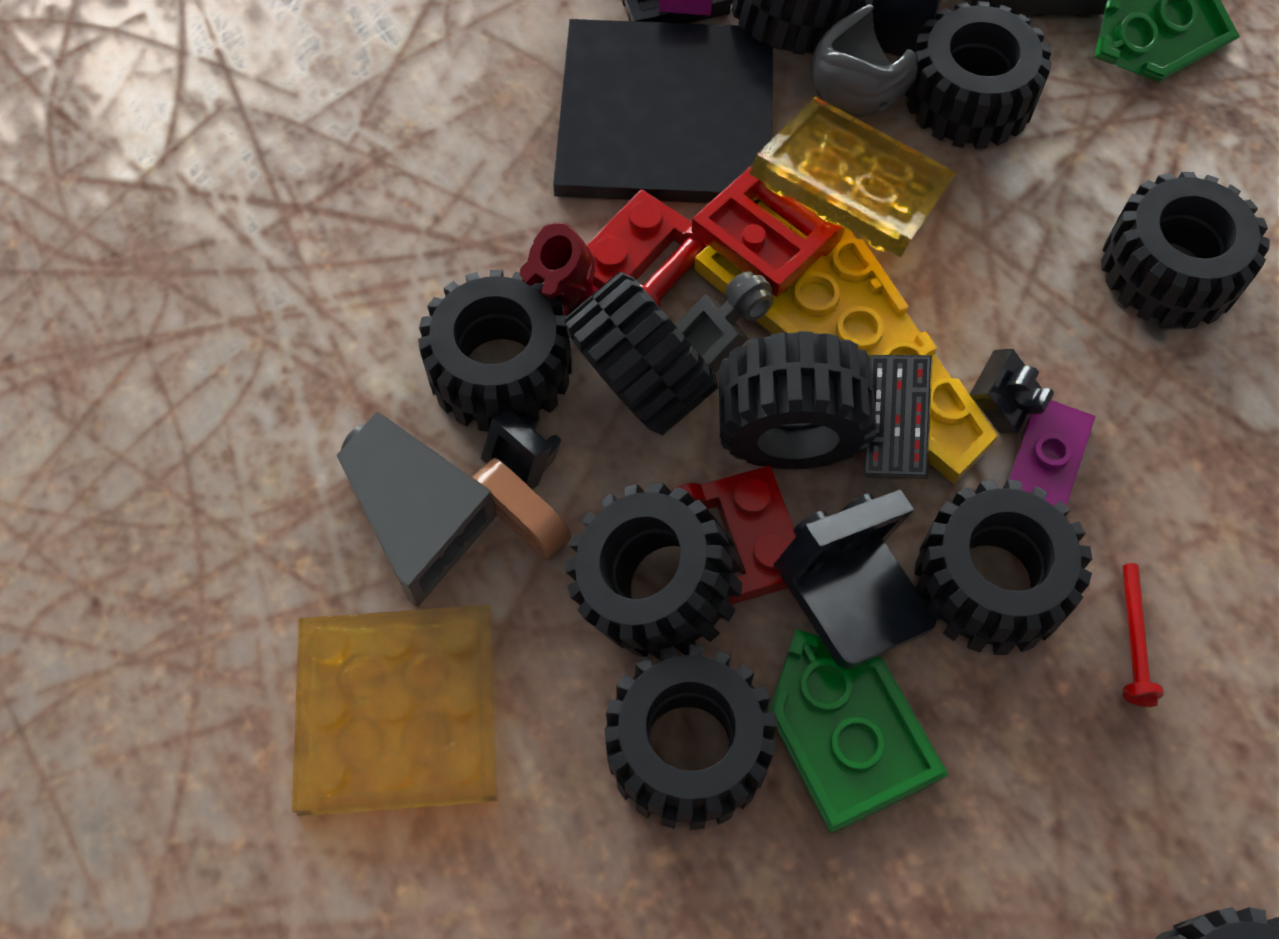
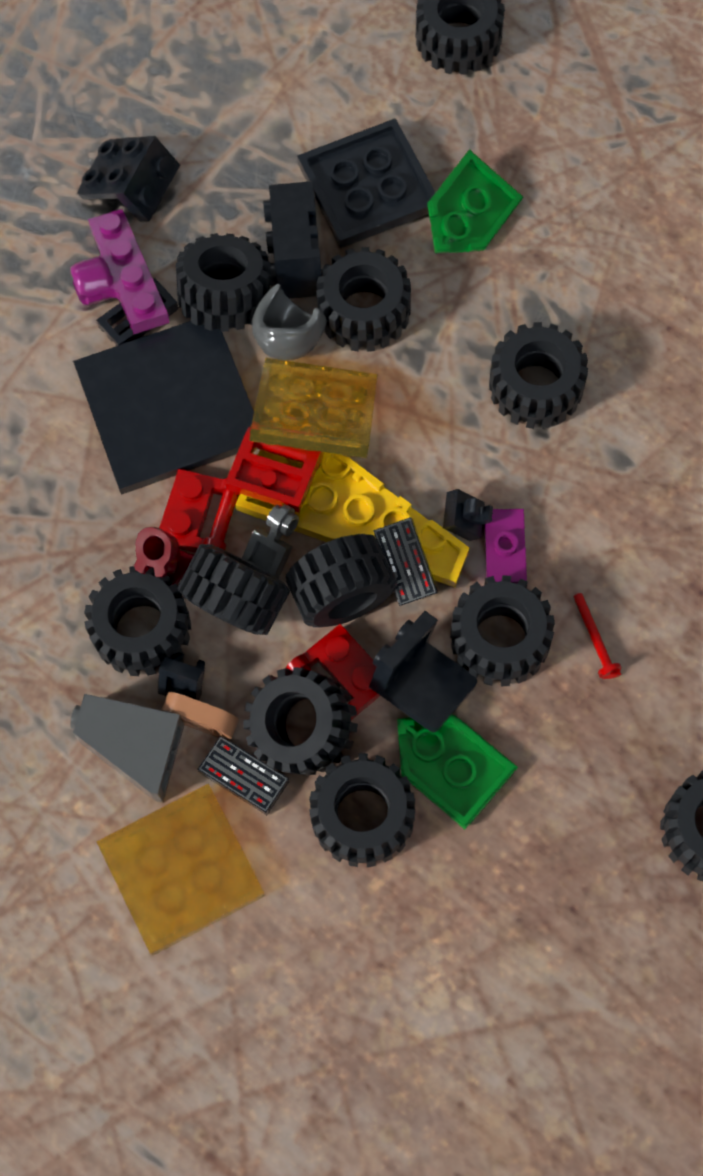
camera: 20 degrees left, 5 degrees up
(544, 616) = (243, 775): none -> tile

